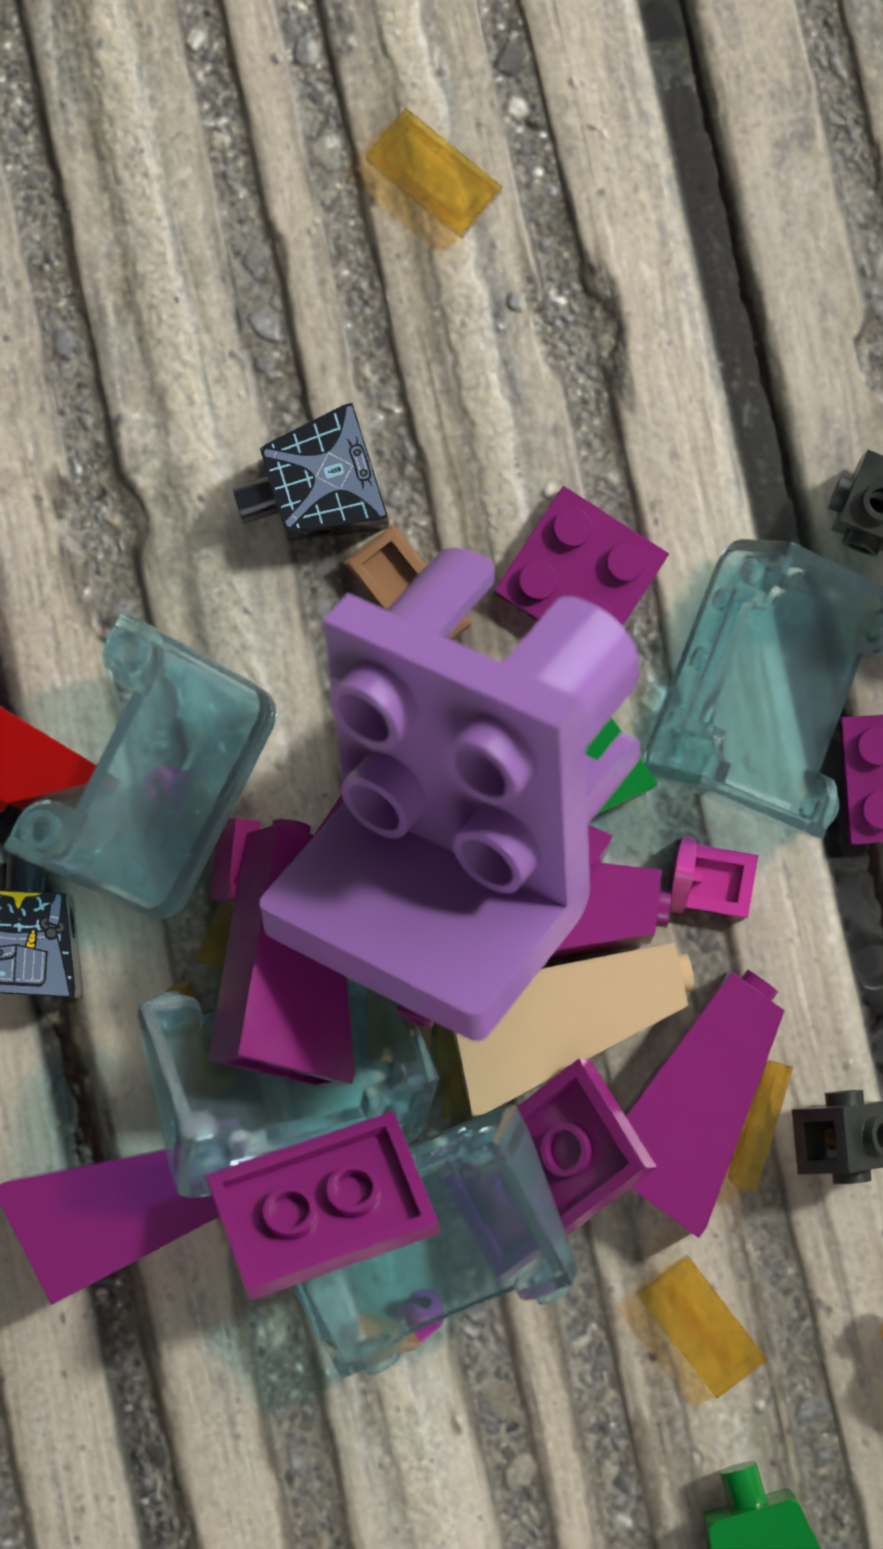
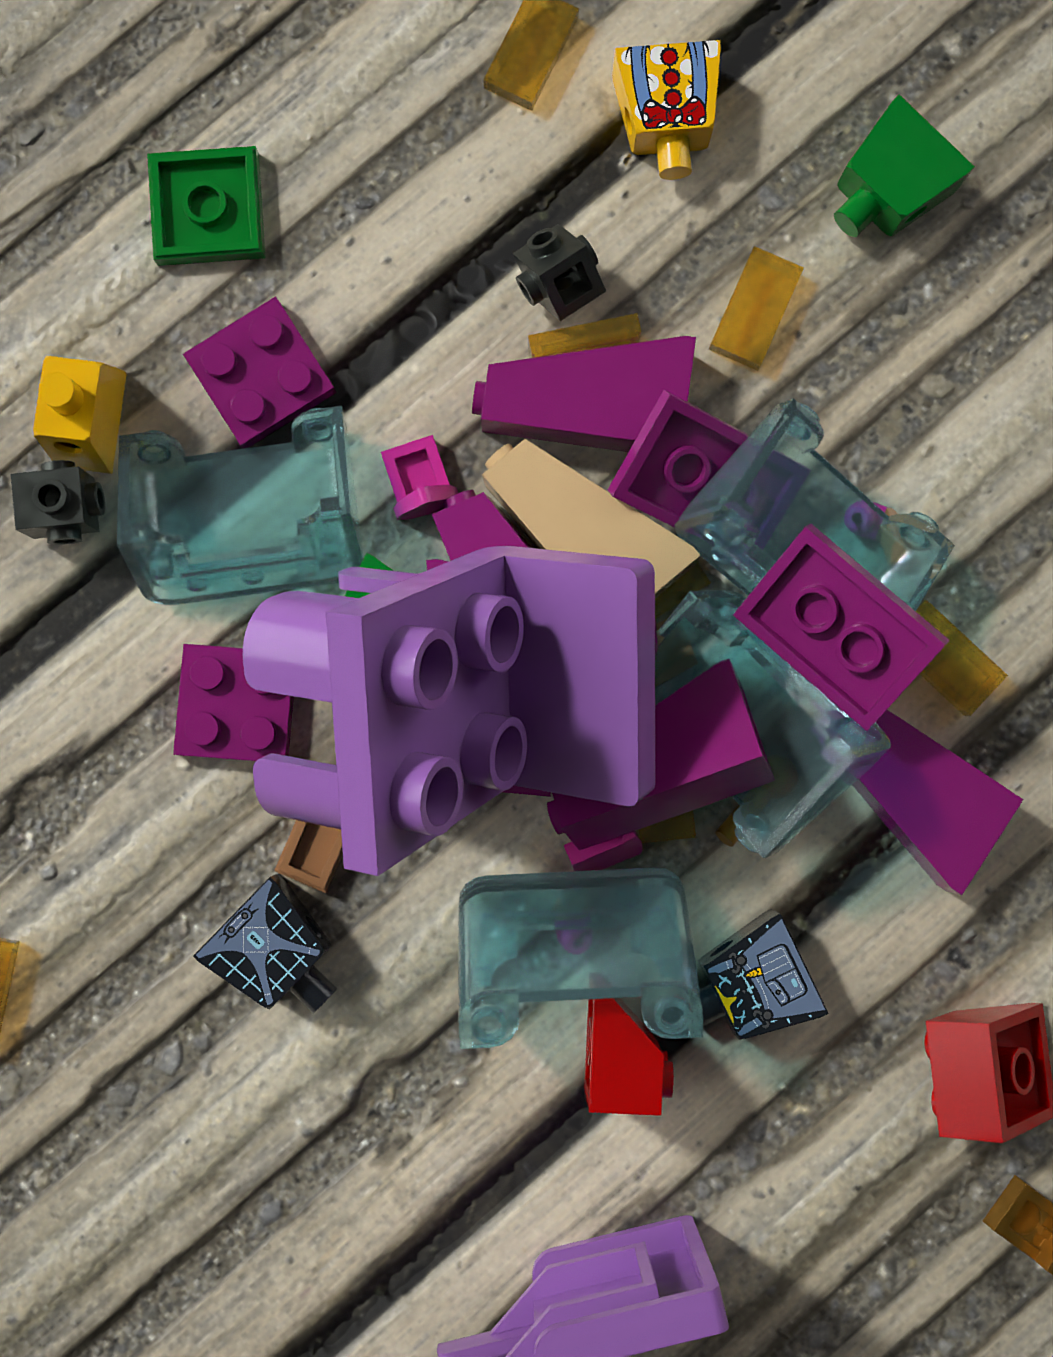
camera: 120 degrees left, 0 degrees up
(226, 1321) = (960, 669): none -> clear yellow tile

